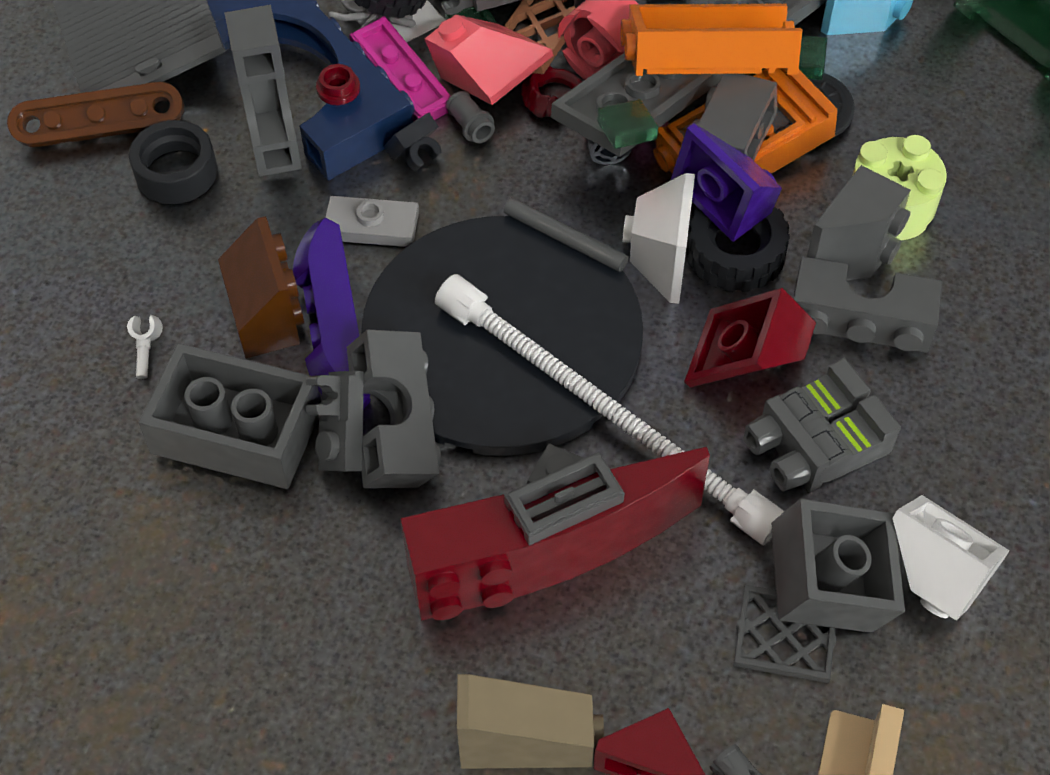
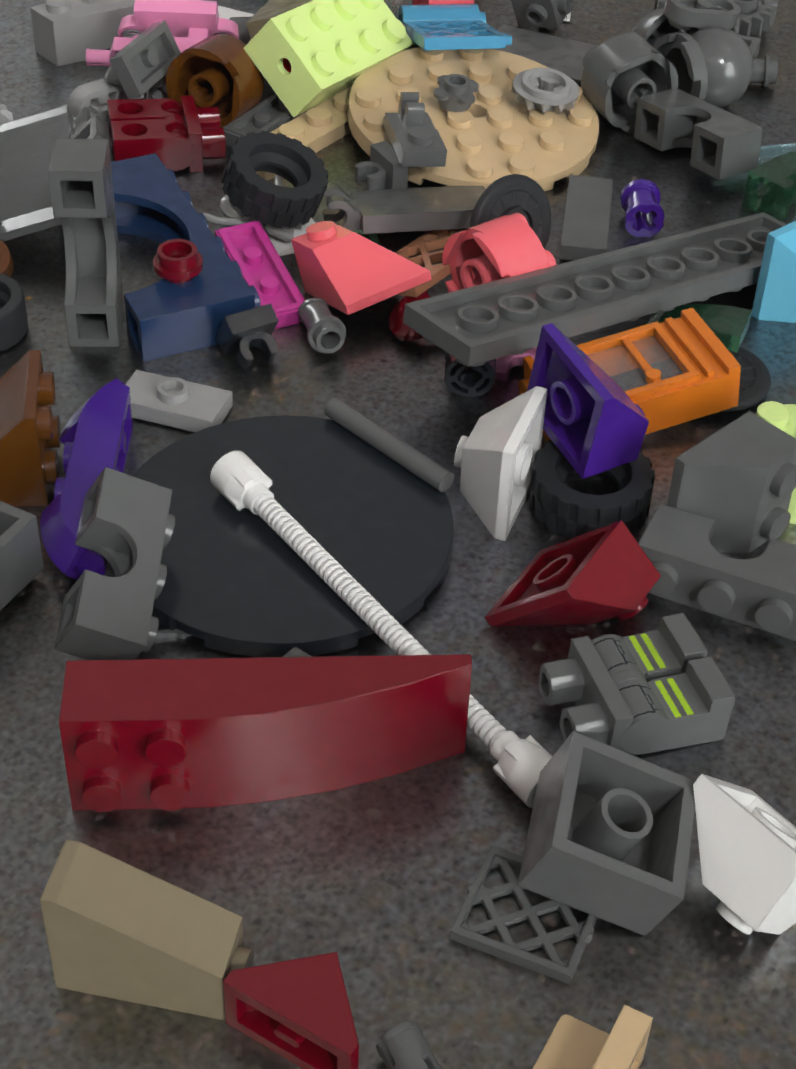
camera: 10 degrees right, 15 degrees down
(341, 420) = (44, 591): dark grey plate -> none
(573, 514) = (273, 681): dark grey tile -> none
(627, 123) = (482, 329): clear green tile -> none
(710, 39) = (602, 267): orange door -> none
(740, 111) = (626, 343): dark grey brick -> none

